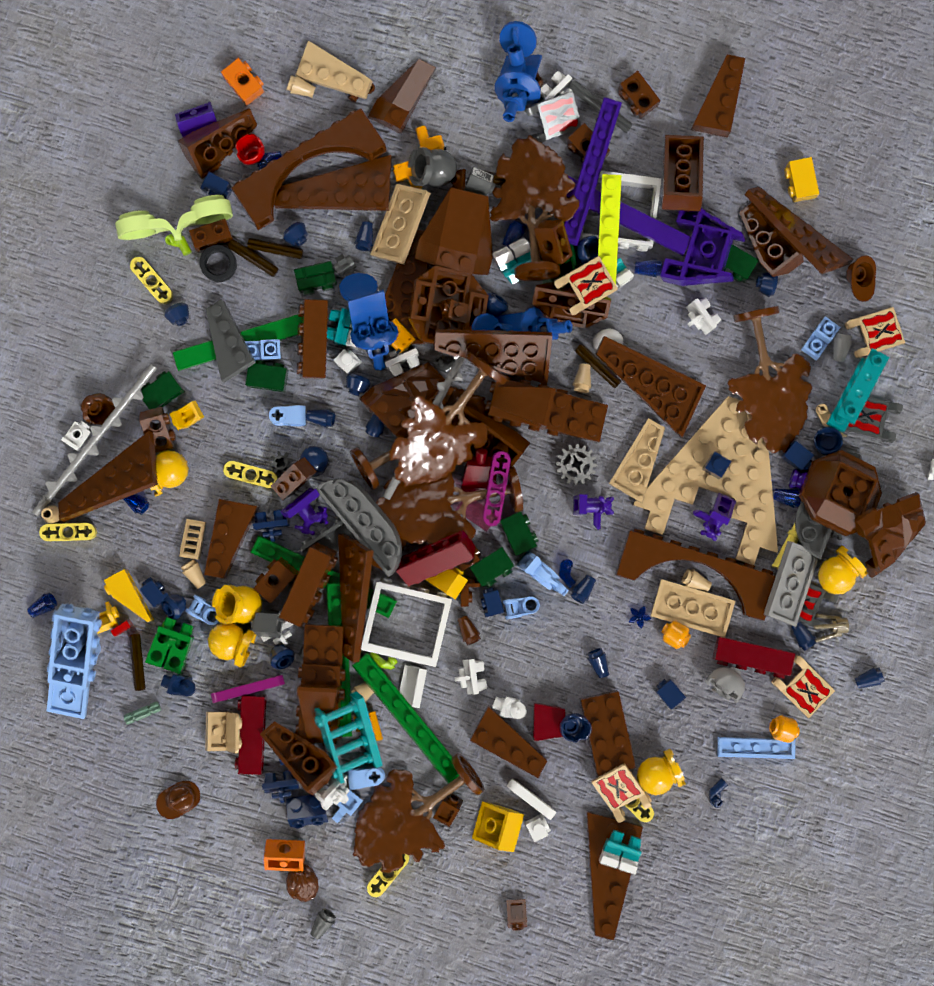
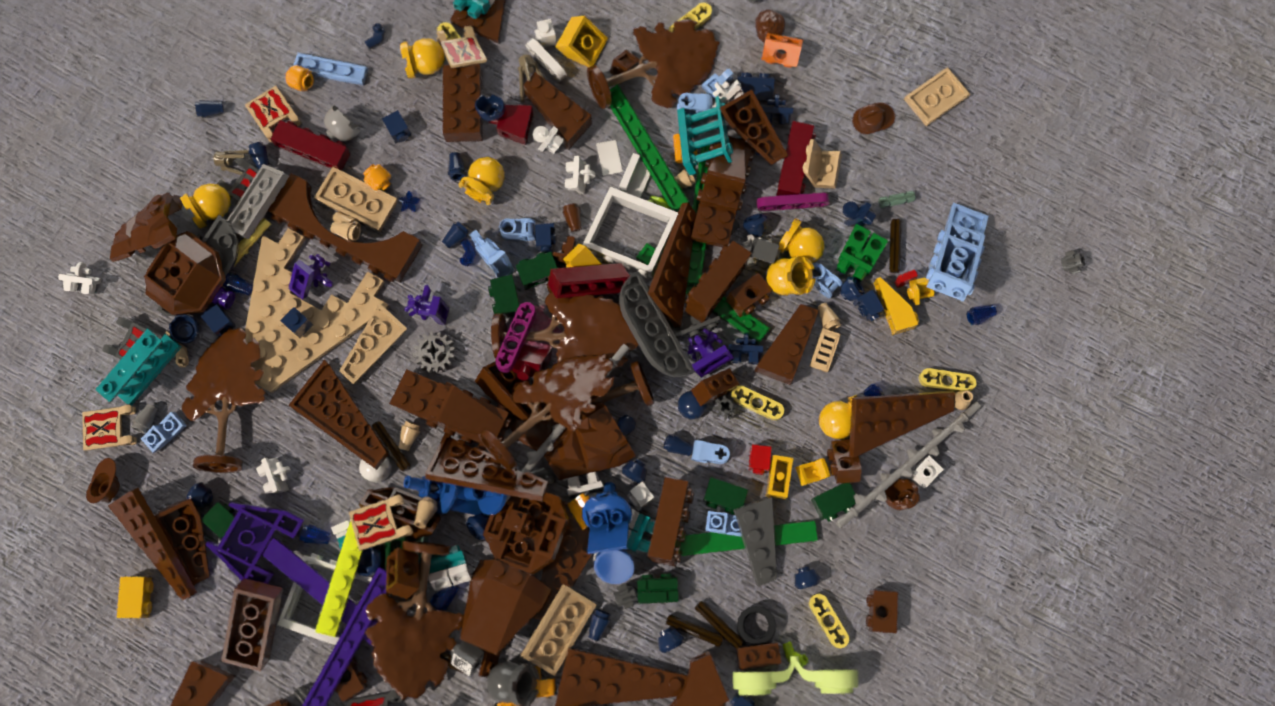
camera: 170 degrees left, 10 degrees down
(95, 288) = (889, 601): none -> reddish brown brick
(115, 836) = (937, 96): none -> tan tile
(217, 403) = (779, 477): none -> yellow brick
(239, 418) = (759, 459): none -> red brick
(444, 704) = (609, 157): none -> white sticker
(546, 305) = (425, 511): none -> tan cone
(550, 788) = (526, 66): none -> dark tan plant
(565, 653) = (483, 178): none -> yellow tile
(690, 568) = (348, 231): none -> tan cone

